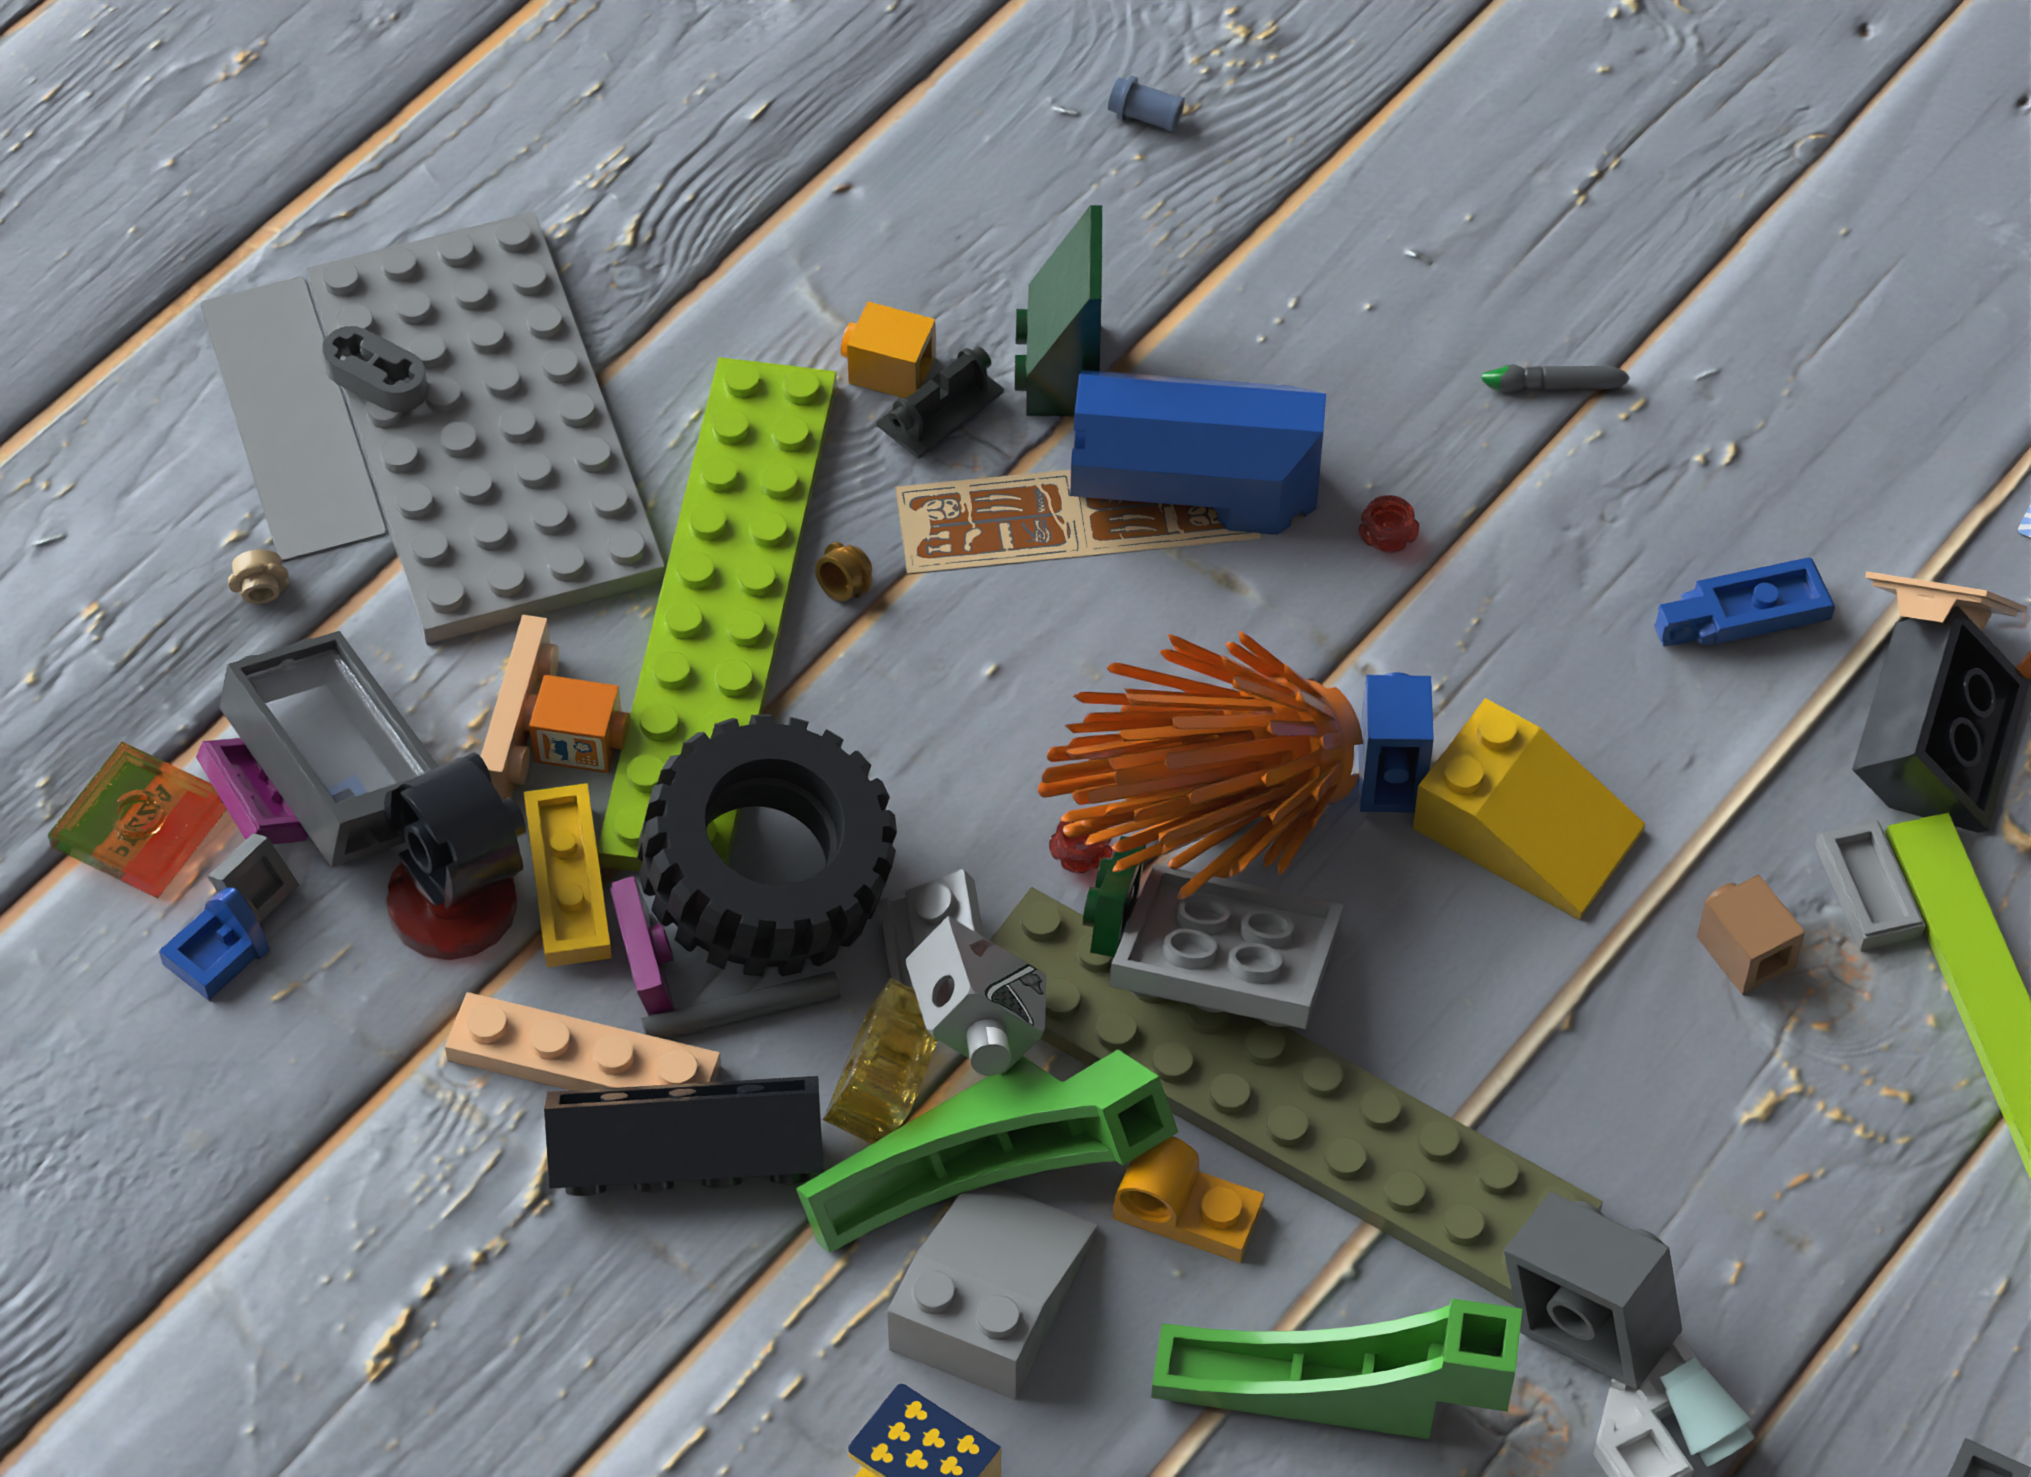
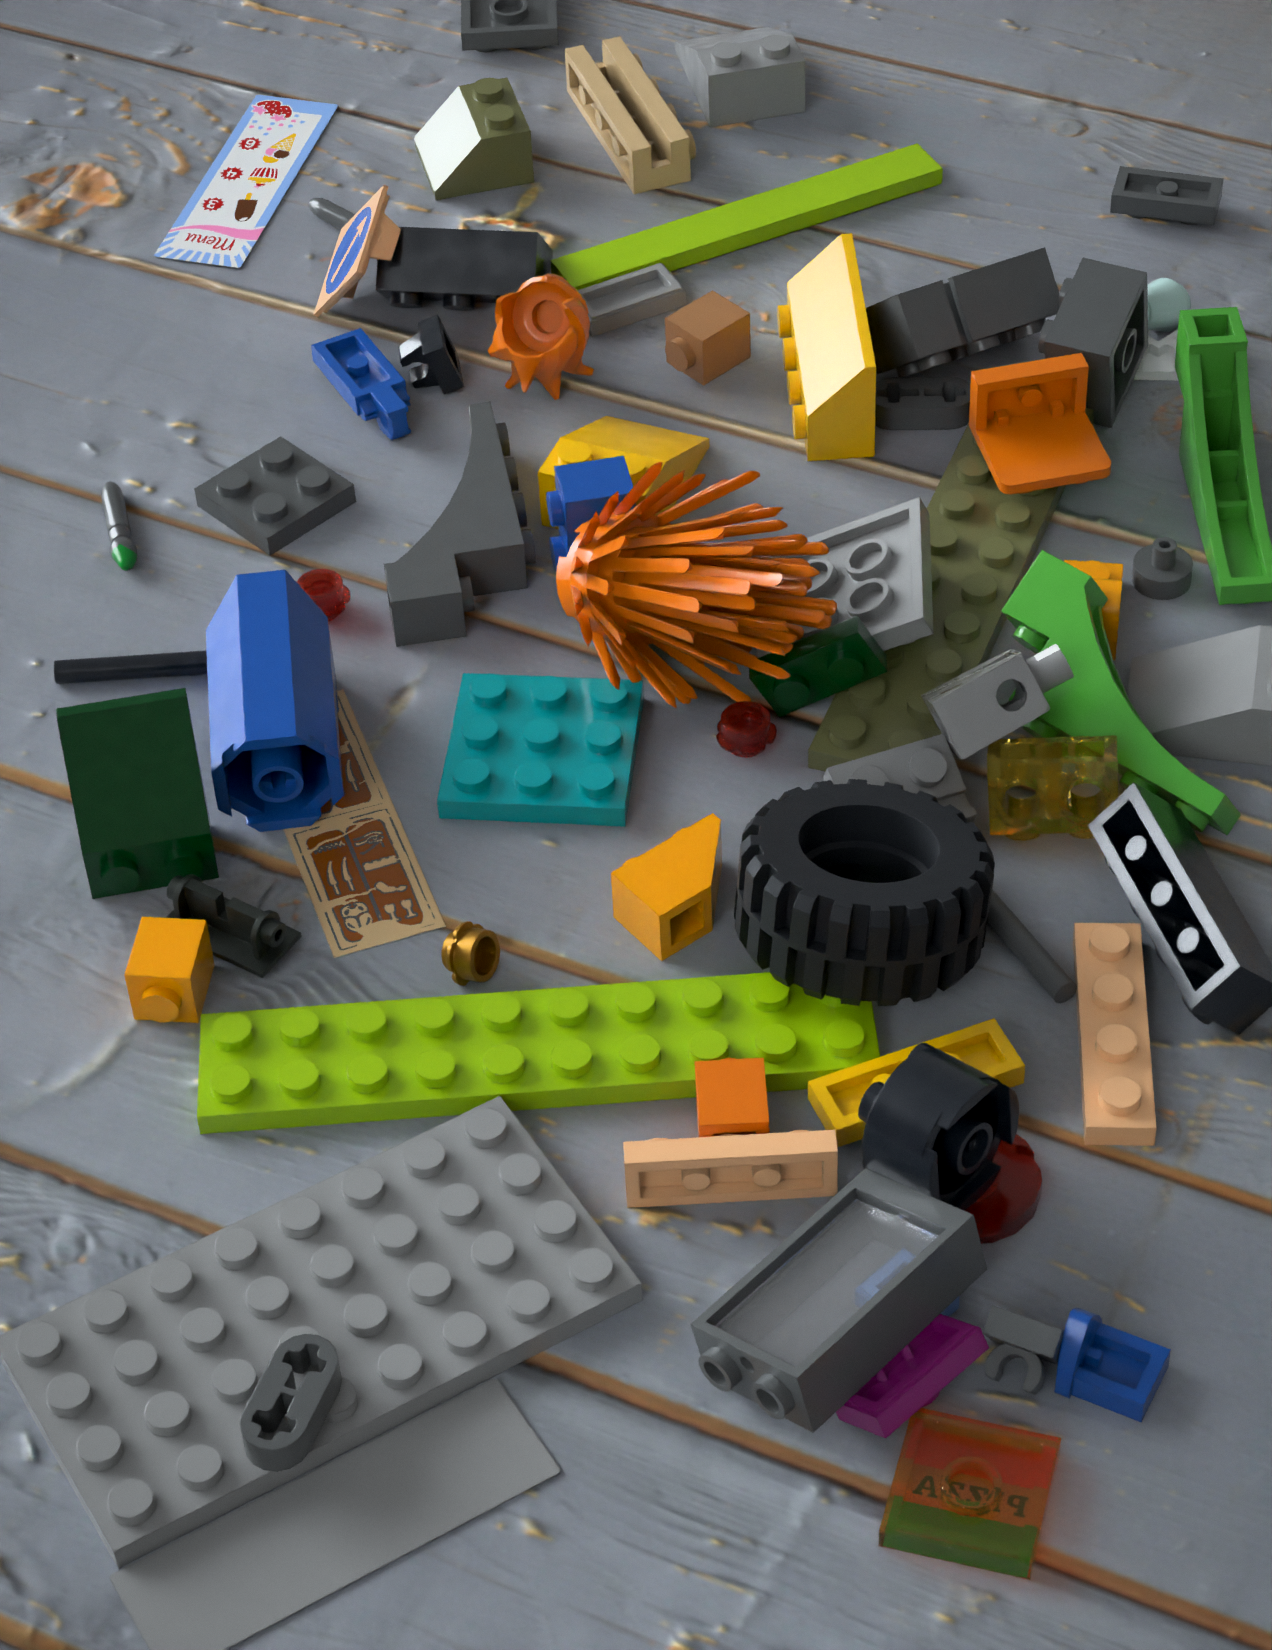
camera: 100 degrees left, 10 degrees down
(258, 576) = (606, 1463): tan plate -> none
(645, 946) = (988, 993): magenta plate -> none
(875, 725) = (672, 889): none -> light orange slope
(1073, 643) = (541, 750): none -> teal plate
(1232, 1295) = (1162, 570): none -> dark grey tile
(1331, 366) = (130, 667): none -> black bar
(1373, 611) = (469, 548): none -> dark grey arch
(1443, 1190) = (1036, 424): none -> orange bracket
(1574, 511) = (275, 495): none -> dark grey plate
(1607, 1135) = (922, 403): none -> dark grey beam
(1666, 1042) = (831, 356): none -> yellow slope
(1695, 1166) = (963, 315): none -> dark grey piece
(1748, 747) = (542, 332): none -> orange hair
(1769, 671) = (437, 353): none -> black tile

